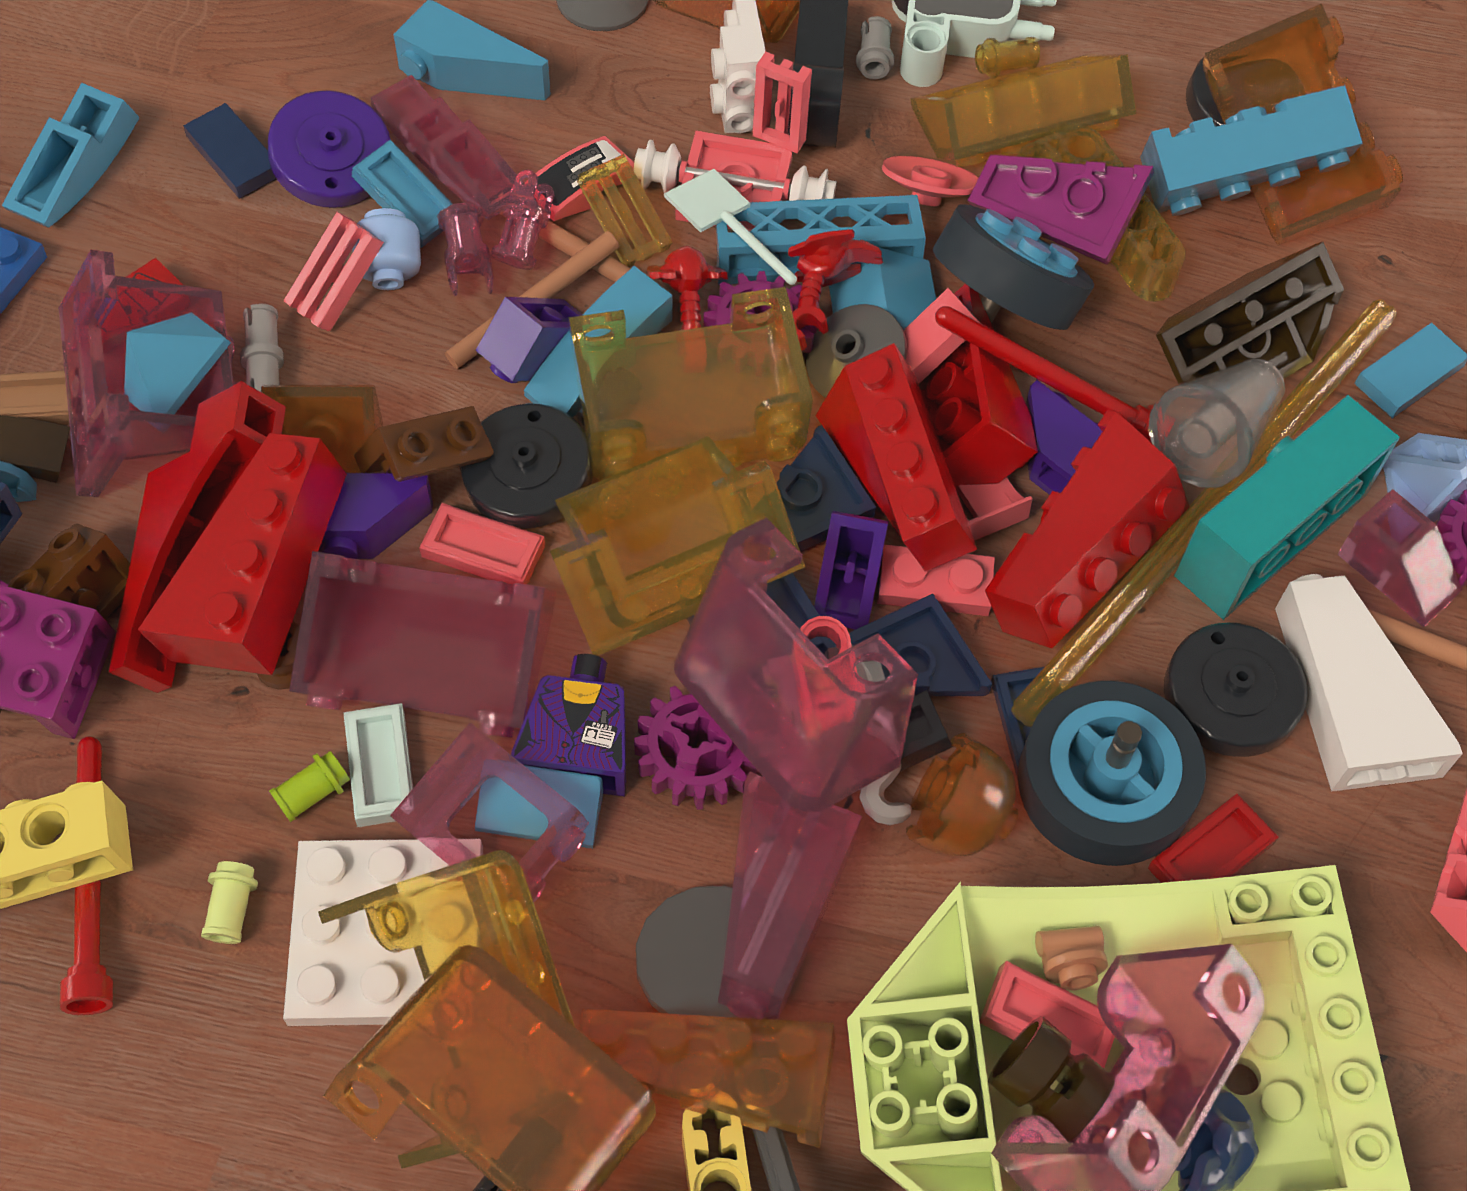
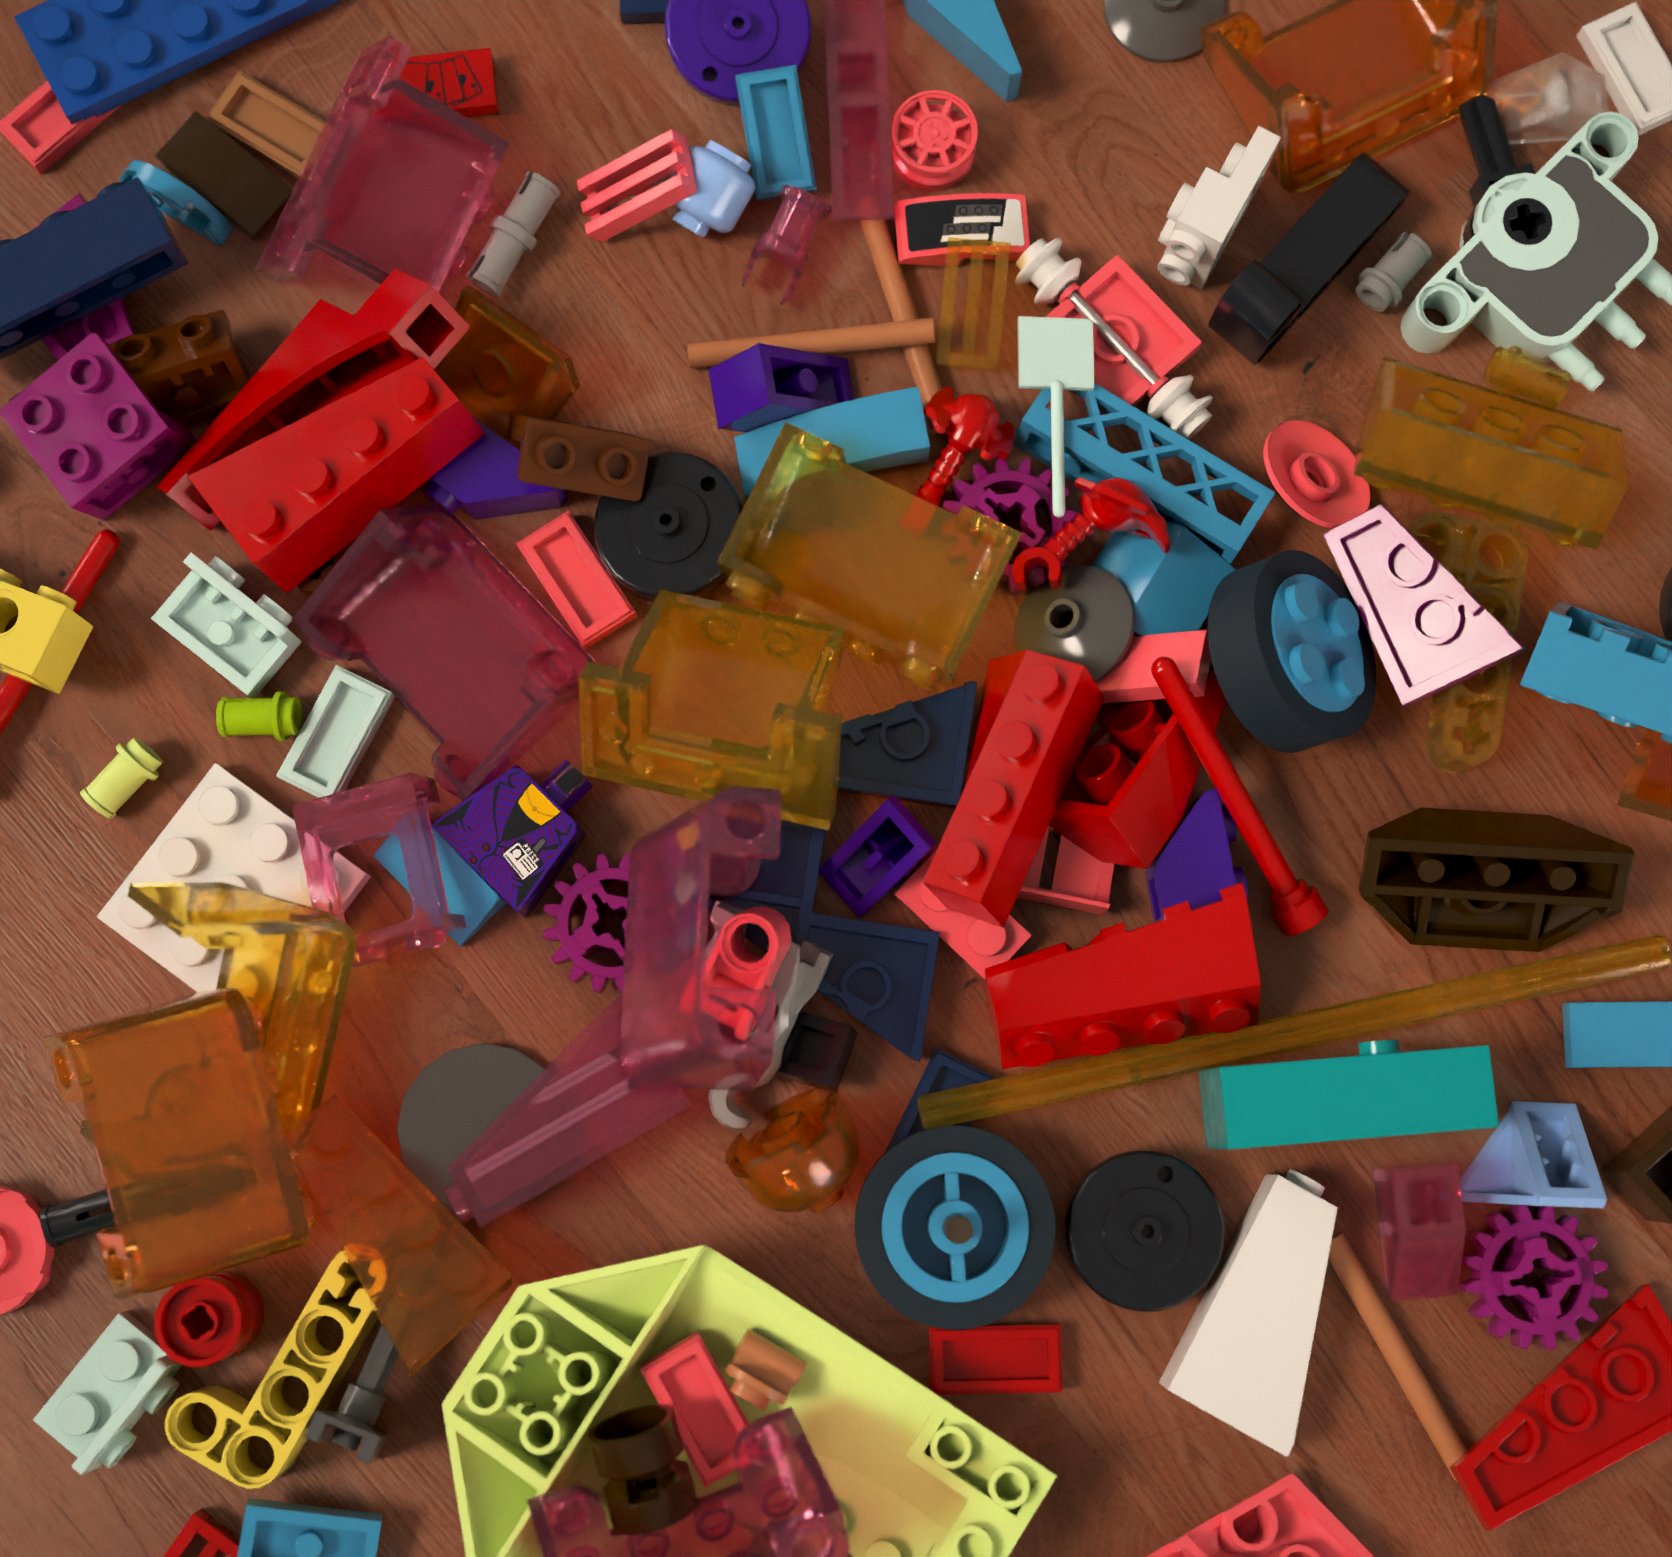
camera: 40 degrees right, 20 degrees up
(169, 361) = (412, 193): dark azure slope -> none
(236, 734) = (227, 628): none -> light aqua bracket
(520, 138) = (932, 141): none -> coral wheel
(524, 220) = (867, 246): clear pink piece -> none
(801, 82) = (1214, 309): coral tile -> none
(1217, 421) = (1362, 962): clear cone -> none

